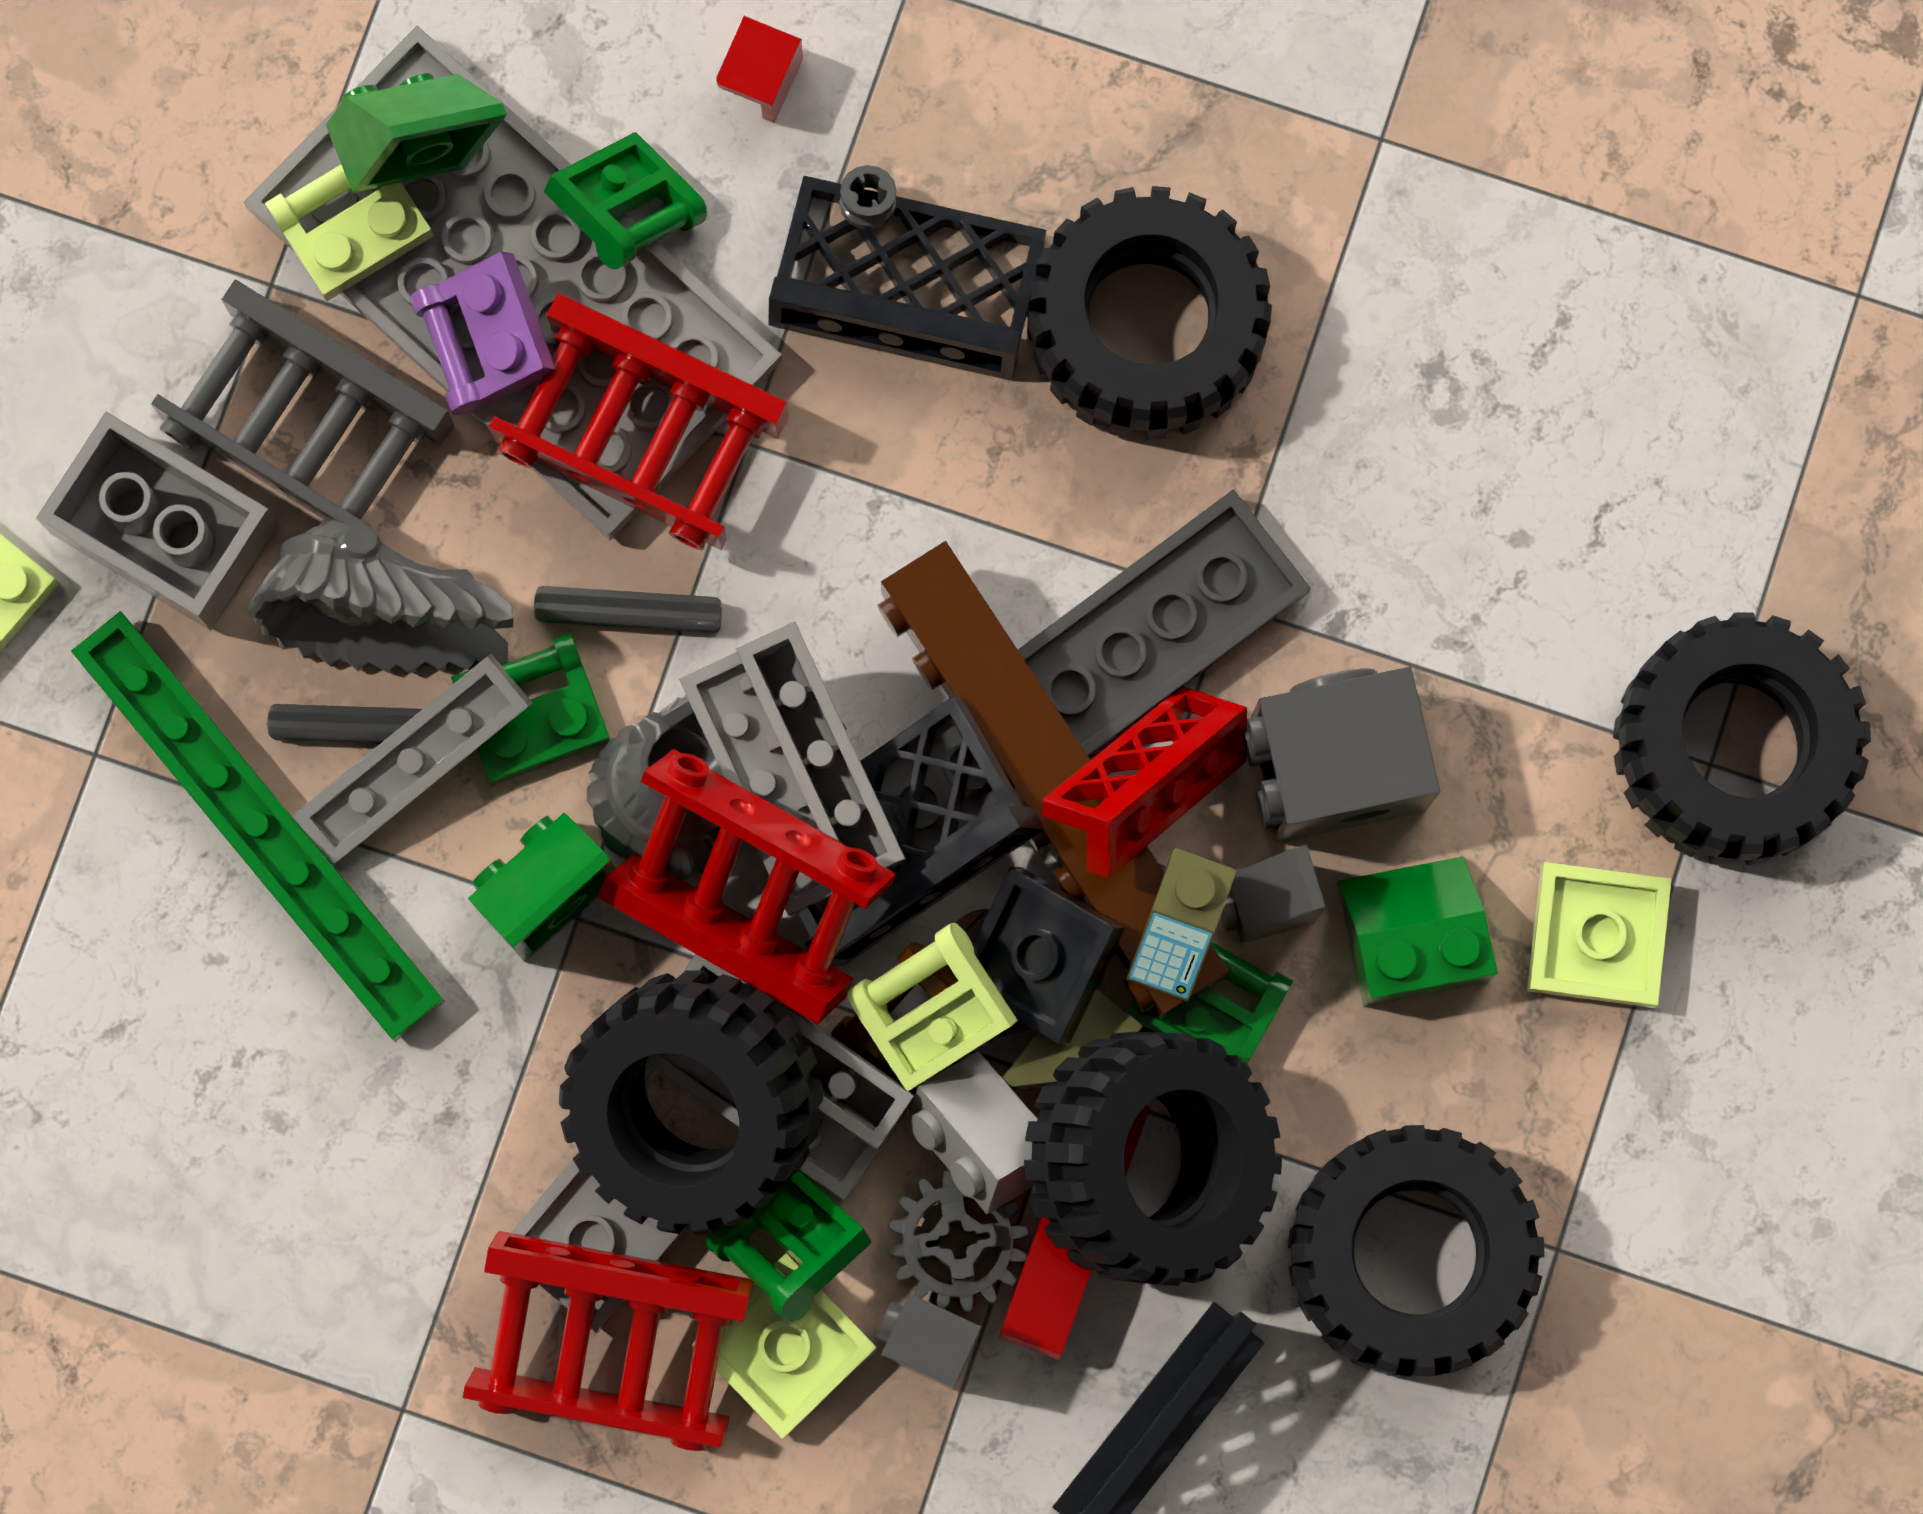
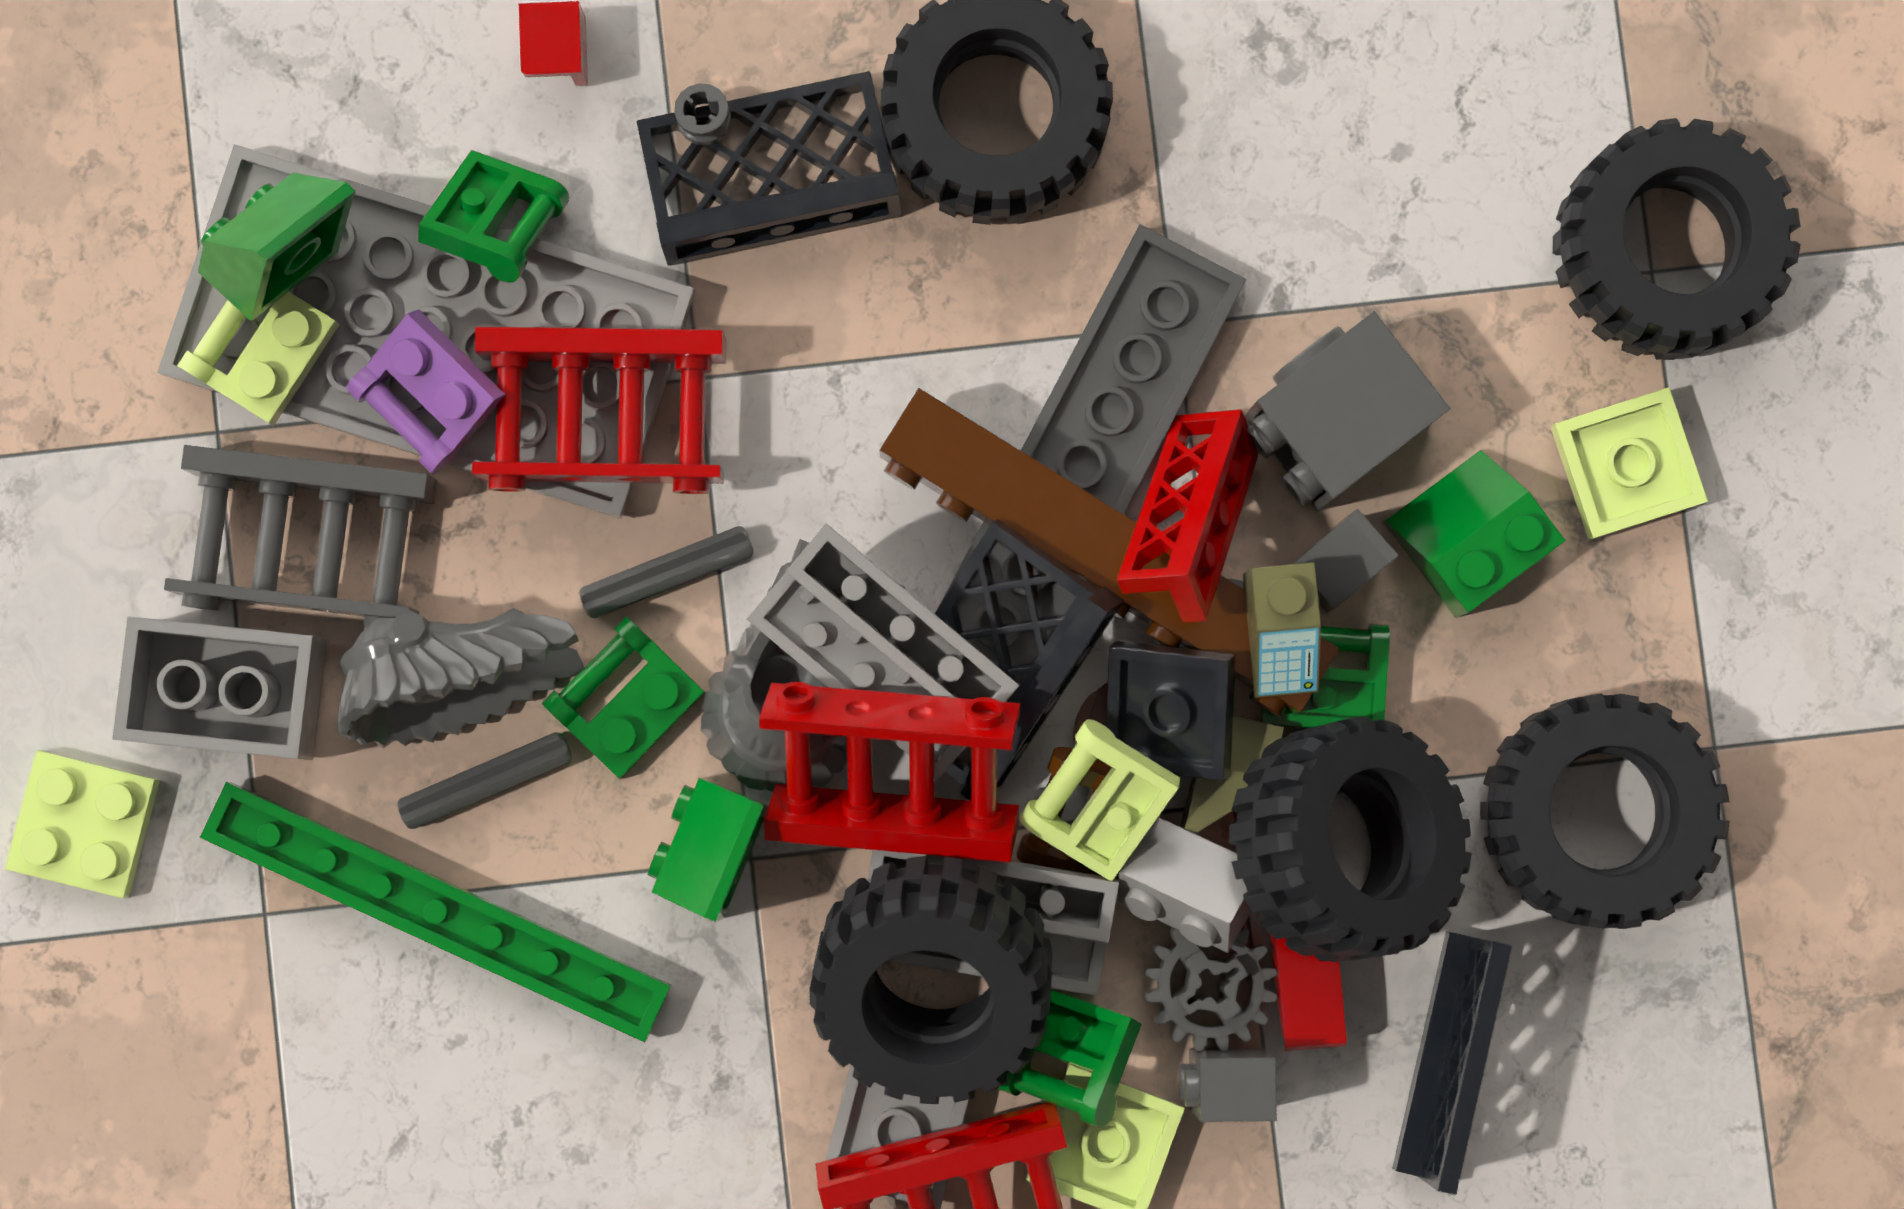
camera: 30 degrees left, 5 degrees up
(412, 759) = (544, 792): light grey plate -> none

